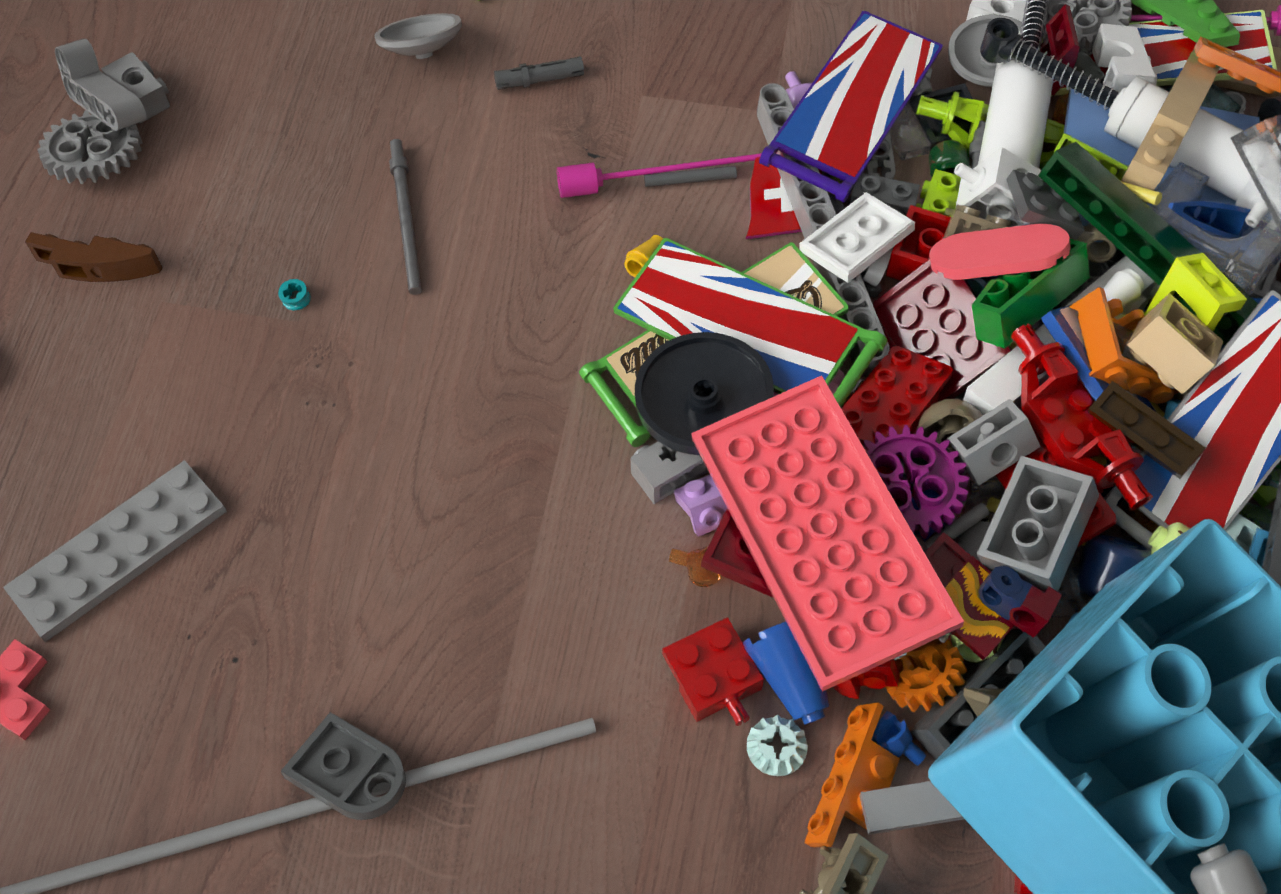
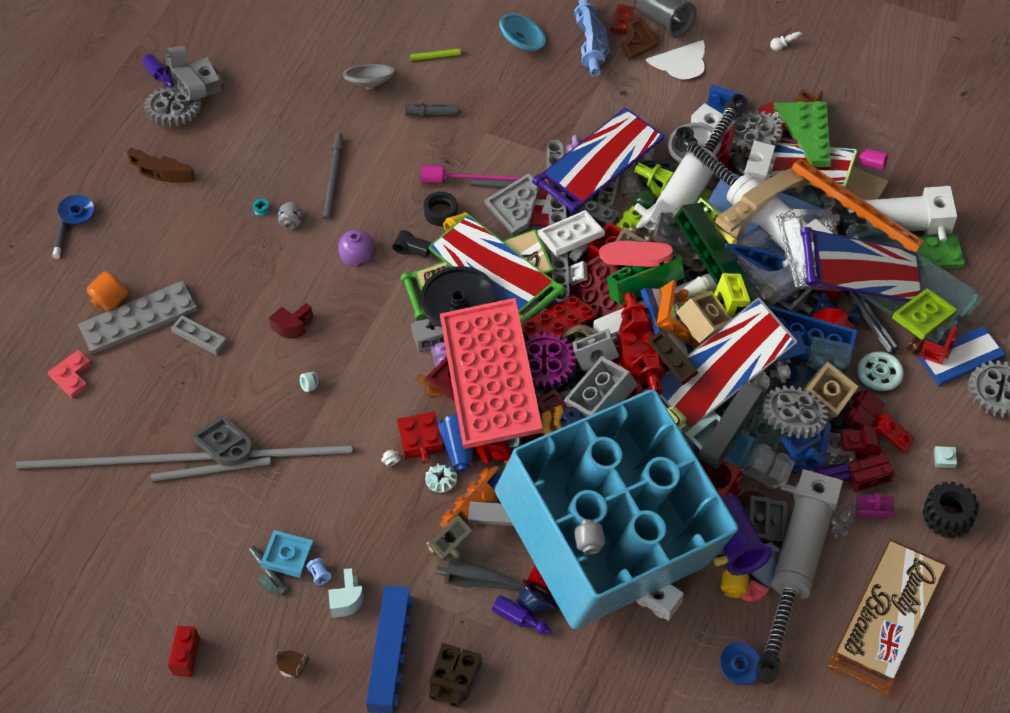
camera: 15 degrees right, 5 degrees down
(46, 513) = (107, 292): none -> orange head
(47, 89) = (157, 70): none -> dark purple wheel
(242, 558) = (199, 335): none -> light grey tile
(326, 834) = (209, 469): none -> light grey piece
(350, 299) = (290, 215): none -> light grey head
(405, 504) = (289, 324): none -> dark red brick
(474, 607) = (307, 381): none -> light aqua tile
(484, 335) = (356, 247): none -> medium lavender cylinder
(573, 309) = (407, 242): none -> black piece
(605, 218) = (439, 198): none -> black tyre
(673, 727) = (391, 457): none -> white plate
(734, 206) = (514, 204): none -> light grey plate
(889, 303) = (578, 273): none -> white tile

